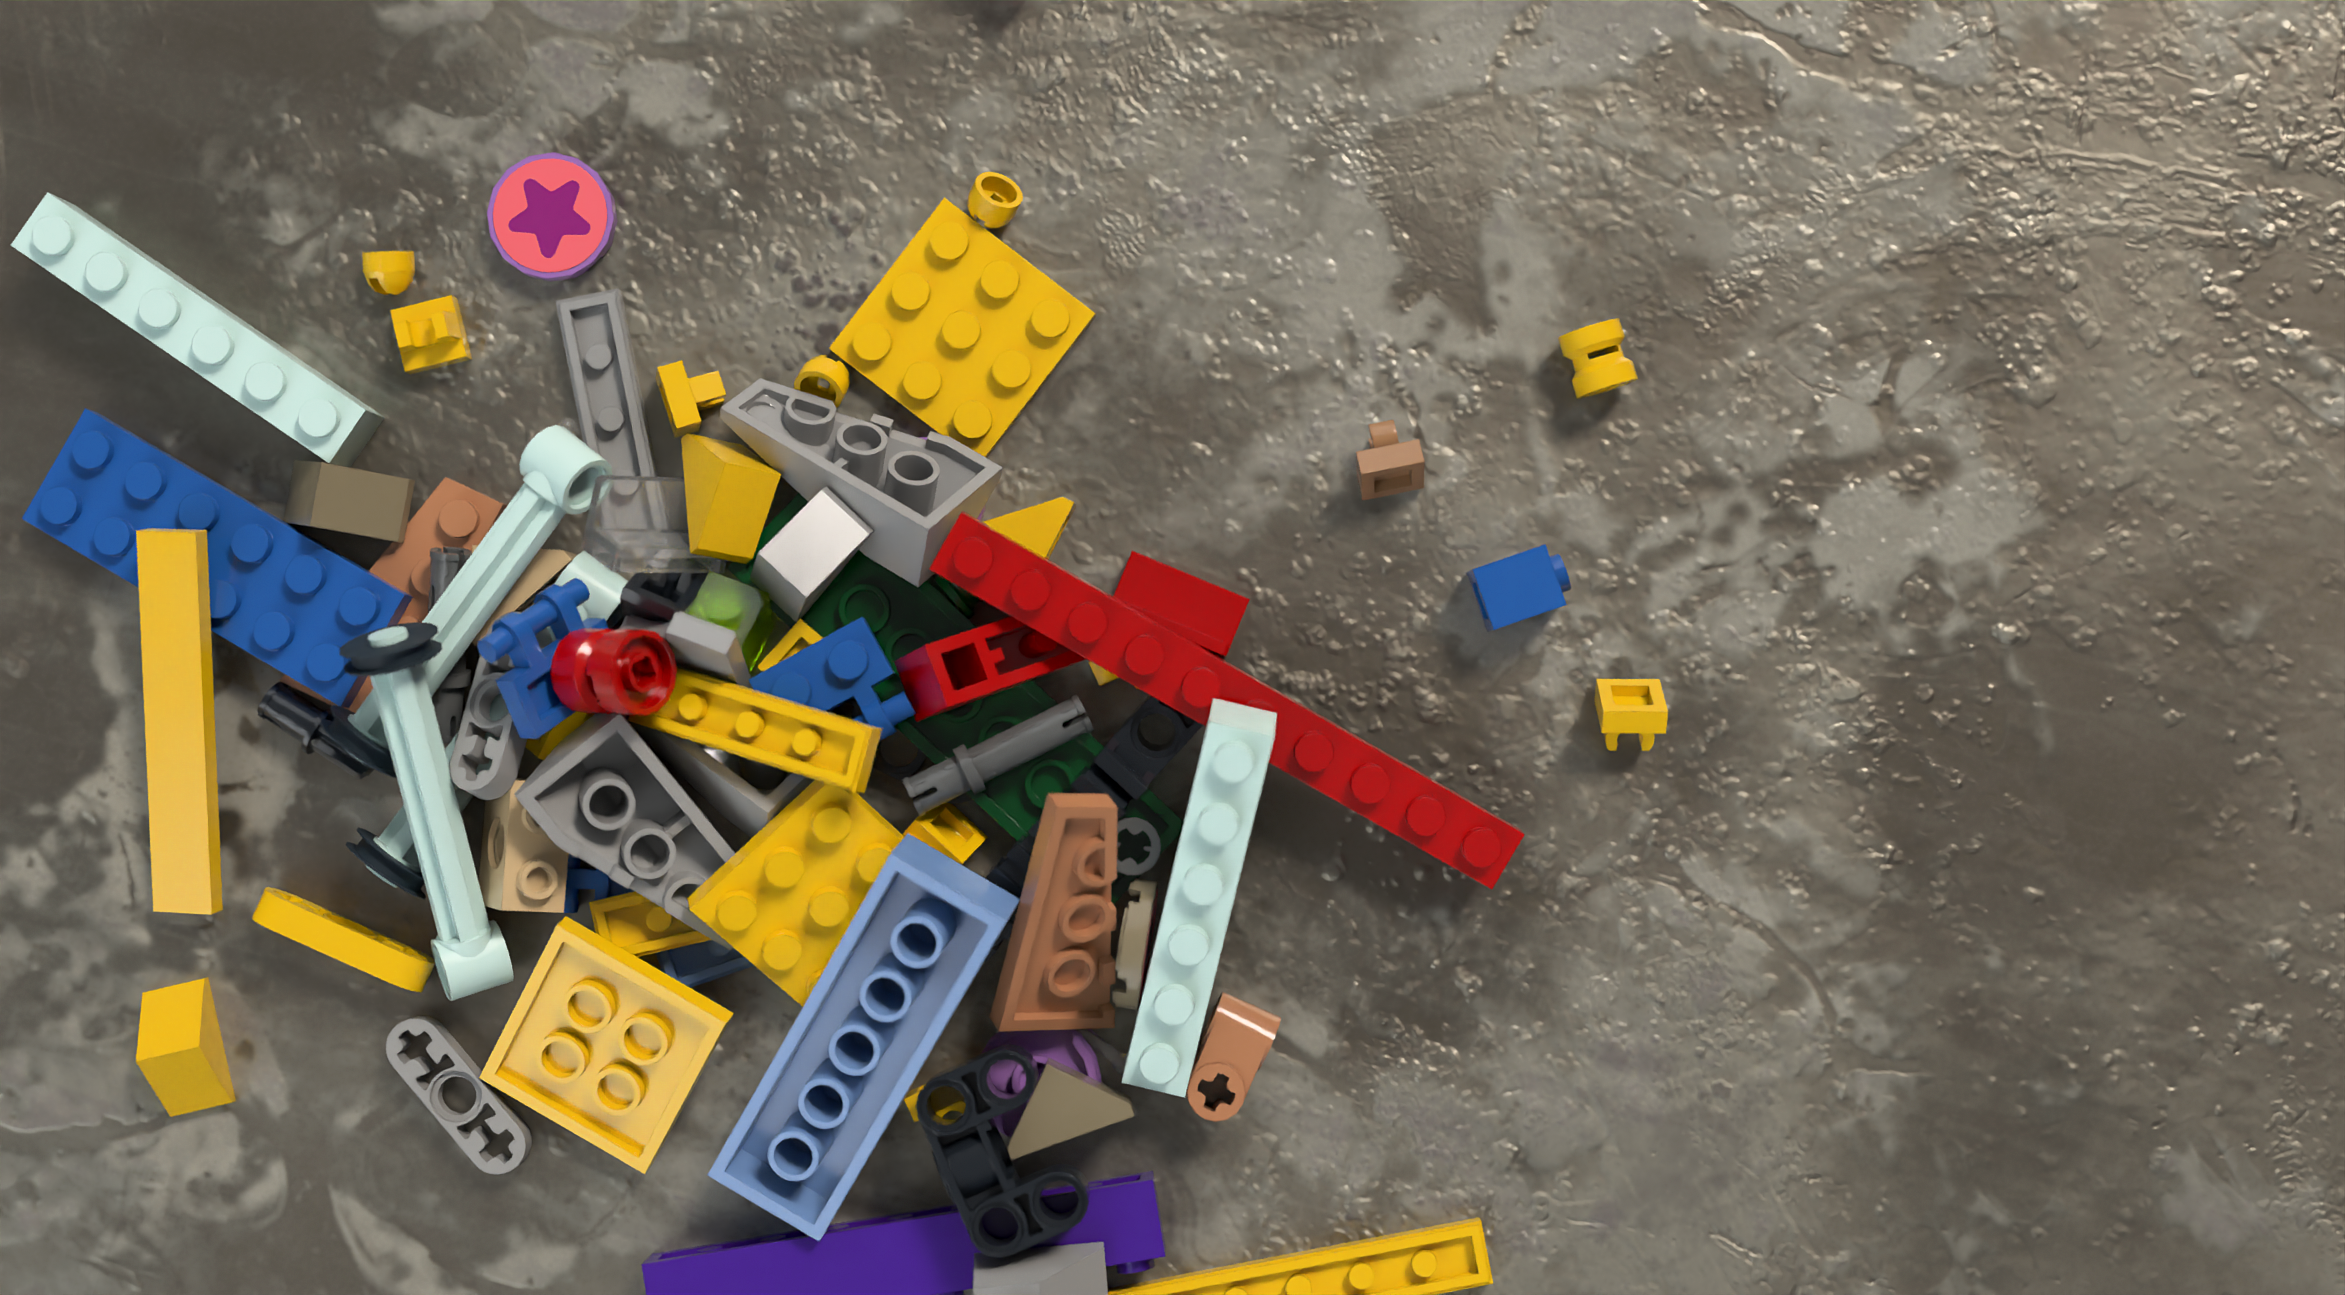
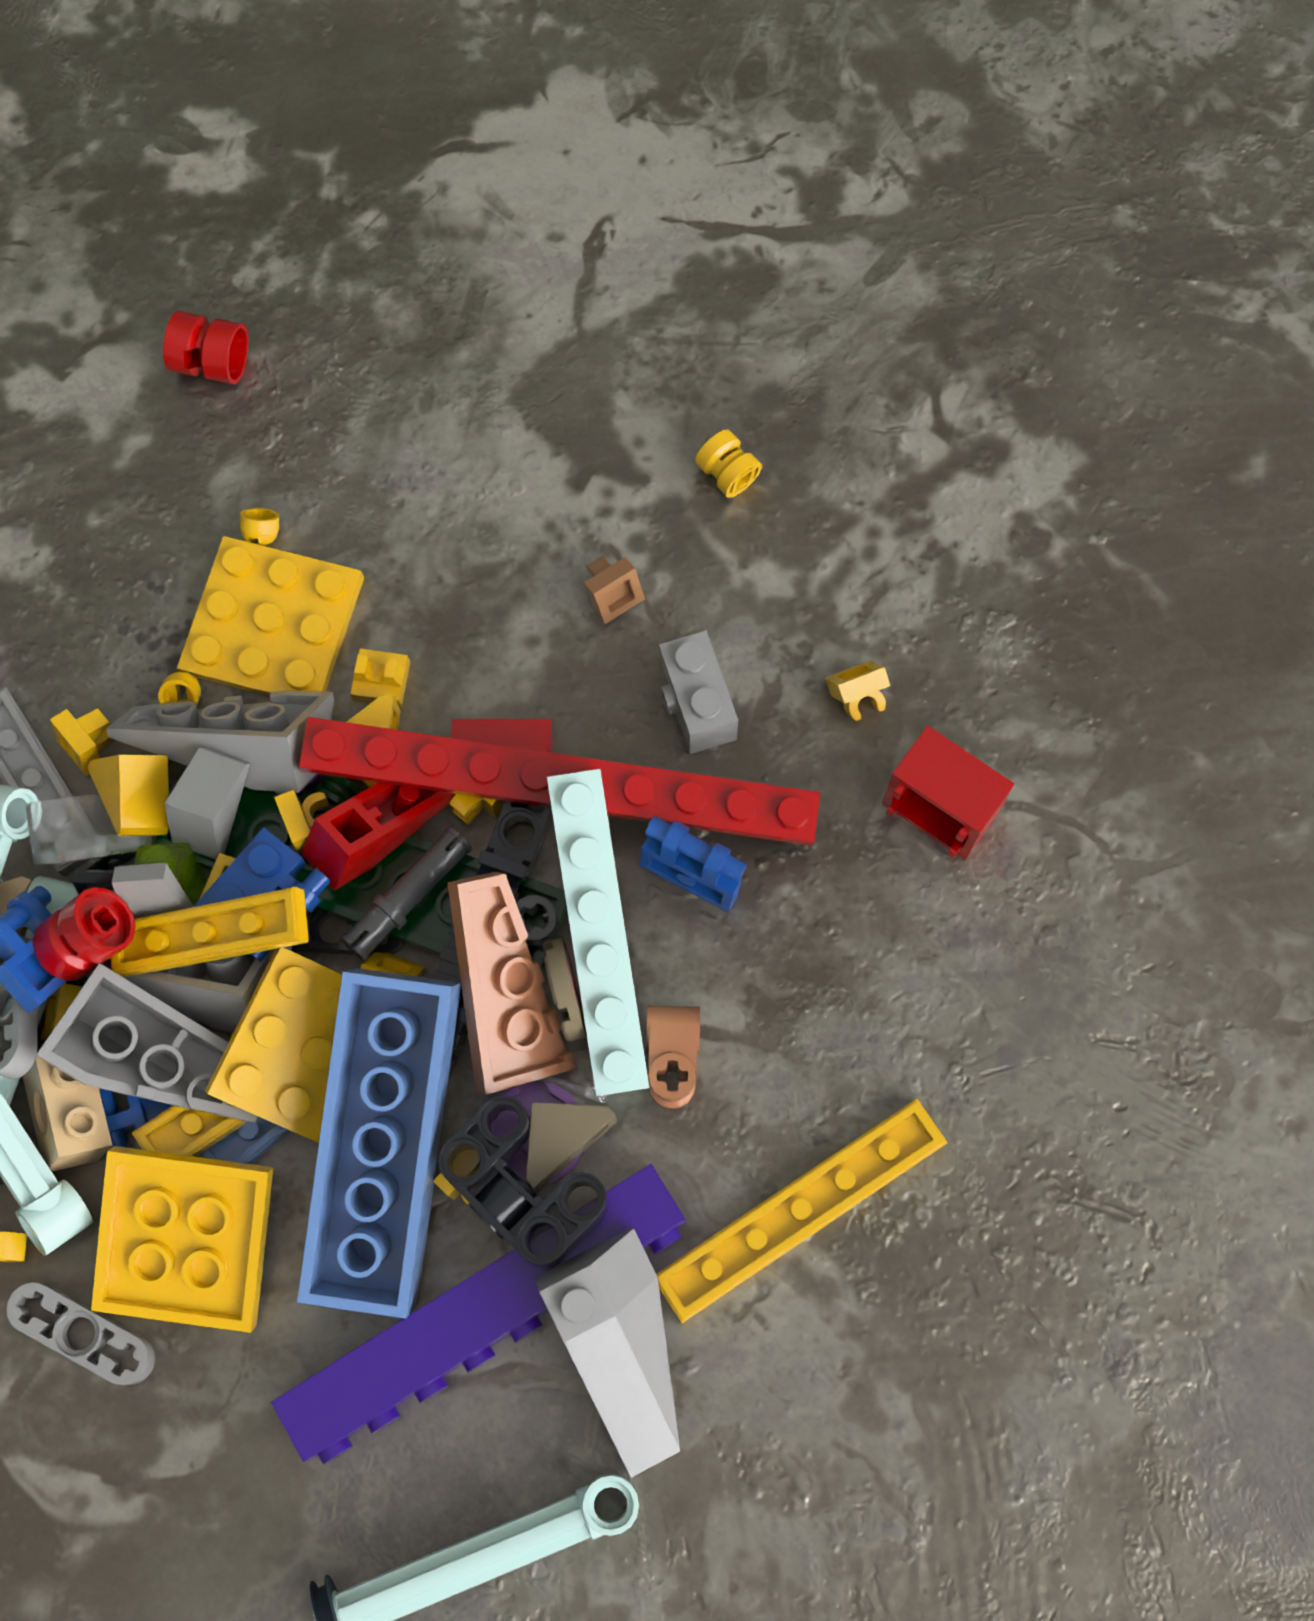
camera: 20 degrees left, 15 degrees down
(906, 619) = (298, 816): none -> yellow tile
(1067, 458) = (378, 674): none -> yellow tile
(1342, 854) = (692, 863): none -> blue plate
(1434, 641) = (697, 692): none -> light grey brick
(1519, 587) = (742, 633): blue brick -> none
(1671, 897) = (946, 793): none -> red container

